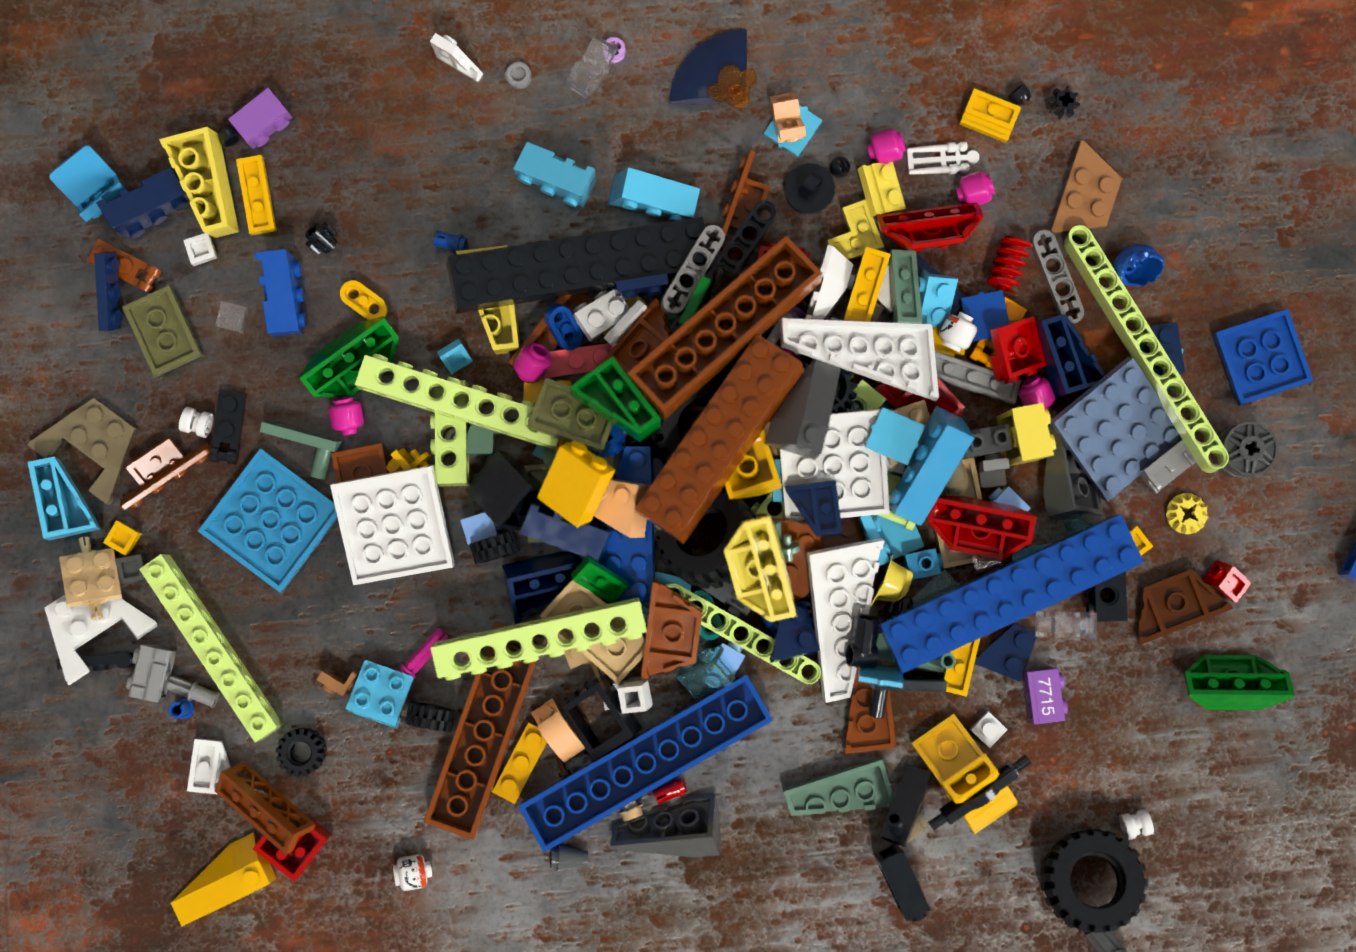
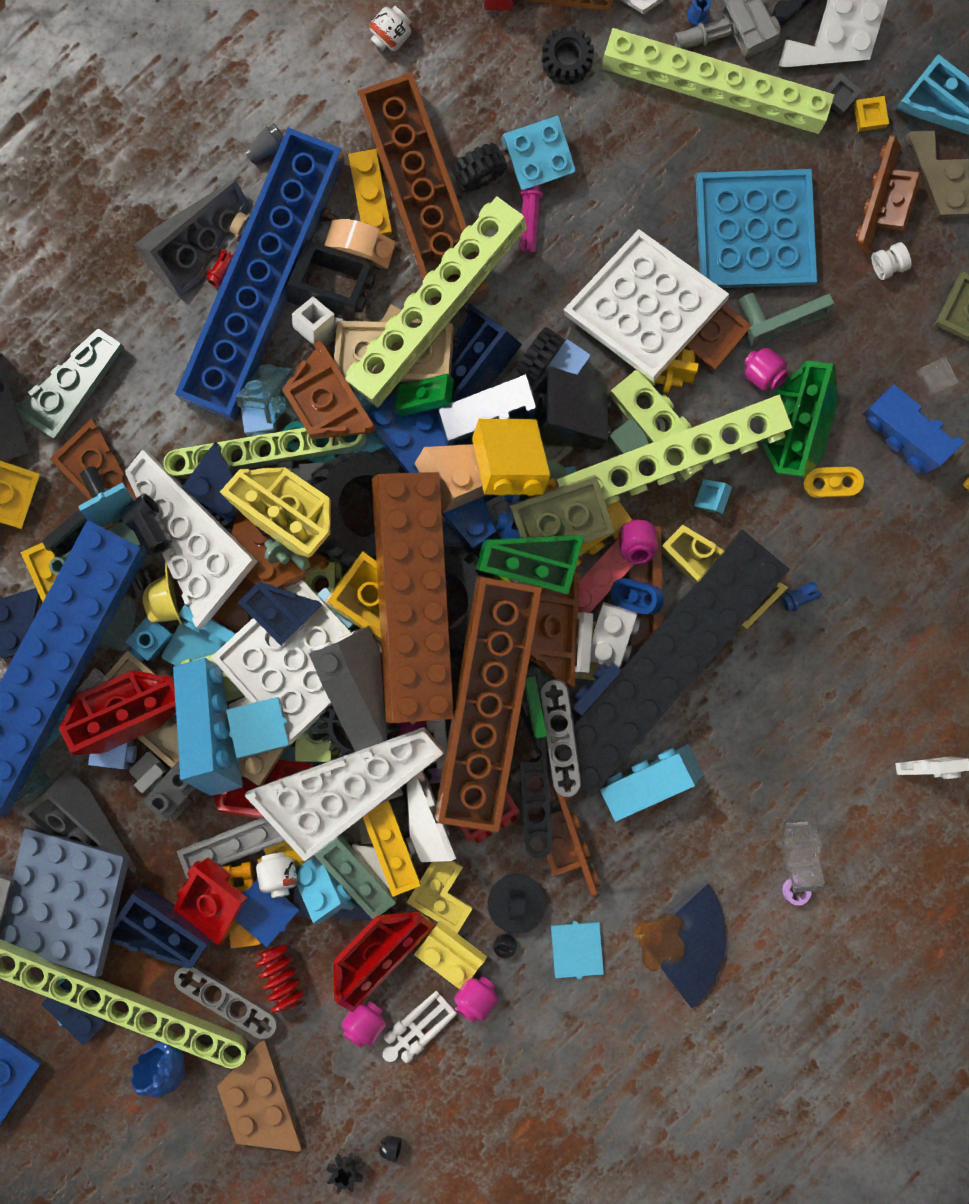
camera: 145 degrees right, 0 degrees up
(90, 578) = (869, 56): tan plate -> none
(228, 427) = (860, 280): black plate -> none
(321, 238) = (917, 507): black gear -> none
(333, 683) = (585, 133): medium nougat bracket -> none
(518, 75) = (864, 798): light grey tile -> none
(555, 175) = (756, 730): medium azure wedge -> none
(787, 117) = (588, 952): light nougat brick -> none
(990, 115) = (403, 1105): yellow plate -> none
(1028, 434) = (138, 827): light yellow brick -> none
(1036, 391) = (161, 874): dark pink head -> none

